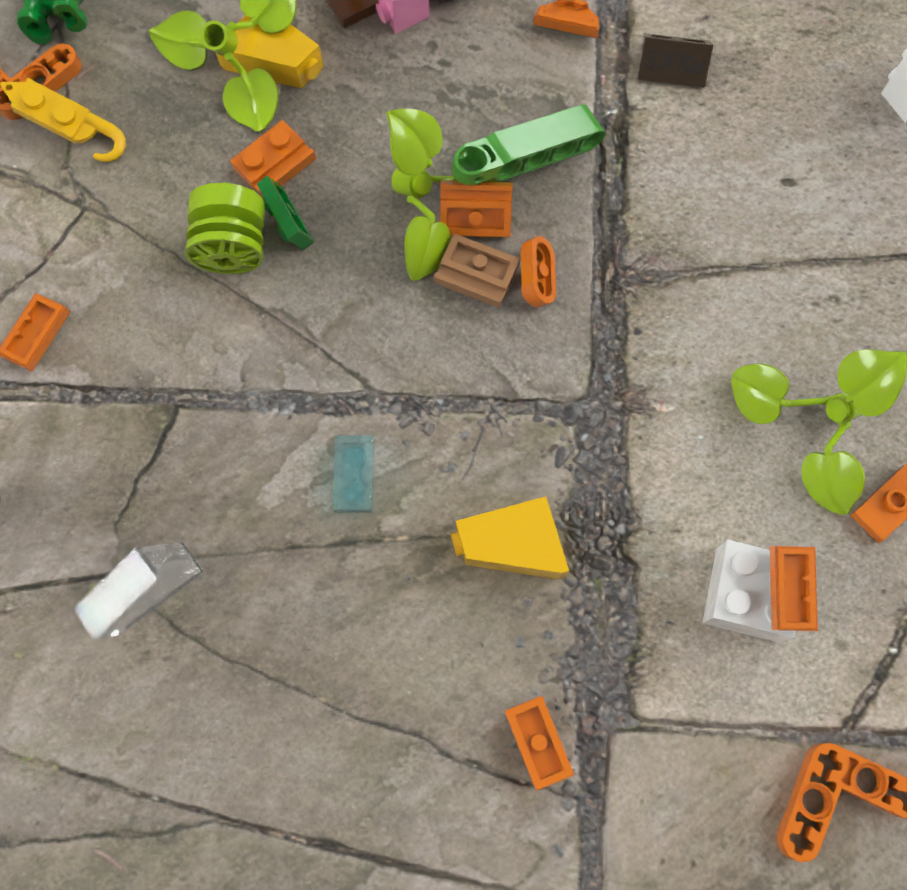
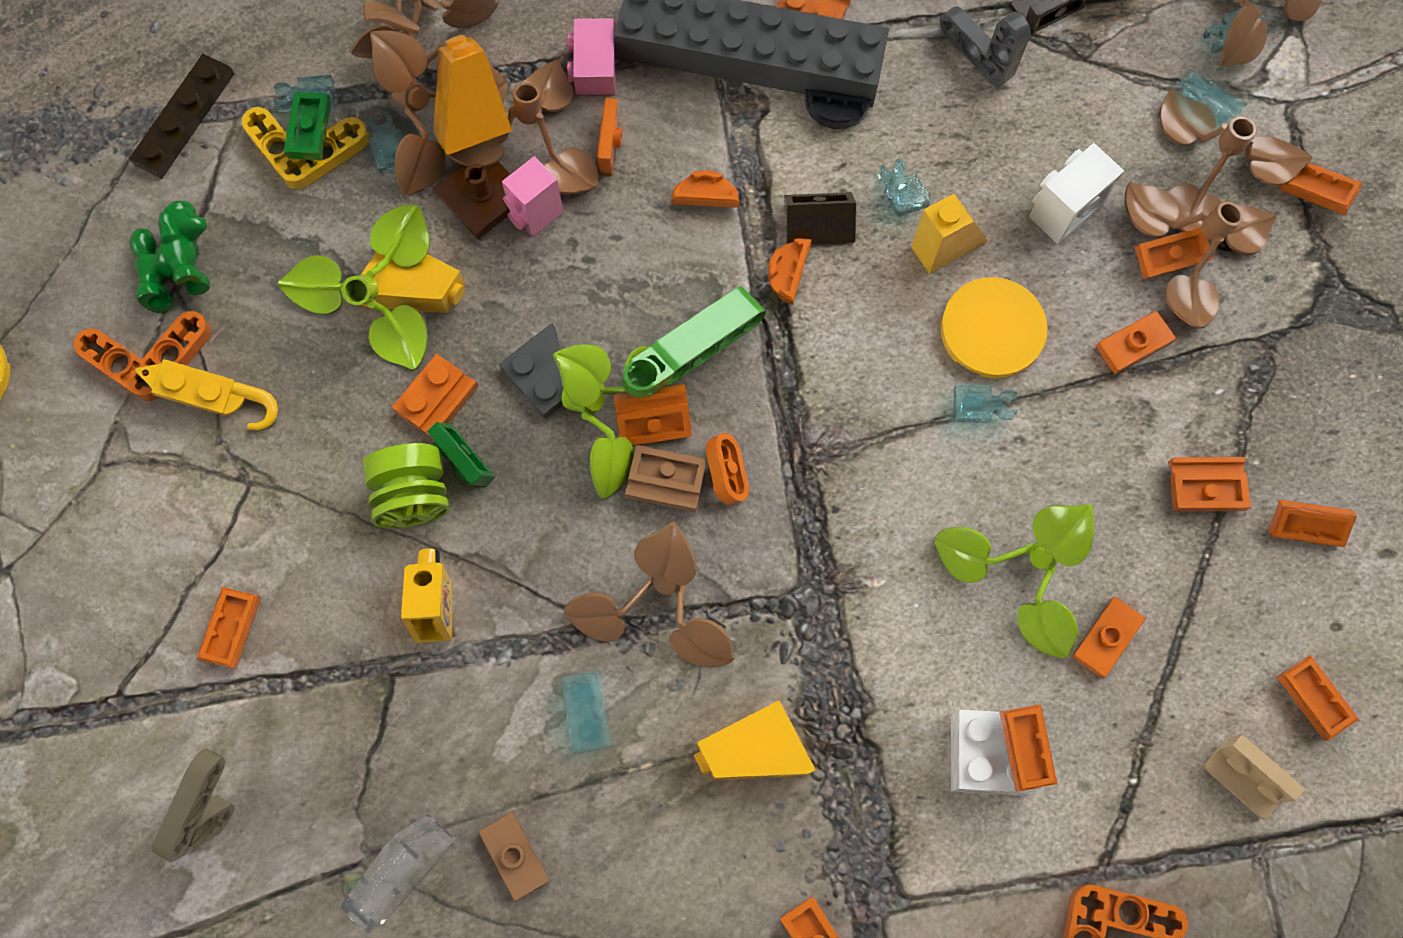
camera: 15 degrees left, 0 degrees up
(222, 339) = (427, 599): none -> yellow torso
(255, 598) = (514, 856): none -> medium nougat plate
(371, 156) = (536, 371): none -> dark grey wing
(463, 332) = (670, 567): none -> medium nougat plant
(633, 99) = (787, 268): none -> orange plate
(762, 48) = (903, 192): none -> clear light blue plate
(798, 86) = (945, 234): none -> yellow slope
(799, 256) = (977, 404): none -> clear light blue plate
(828, 188) = (994, 327): none -> yellow tile

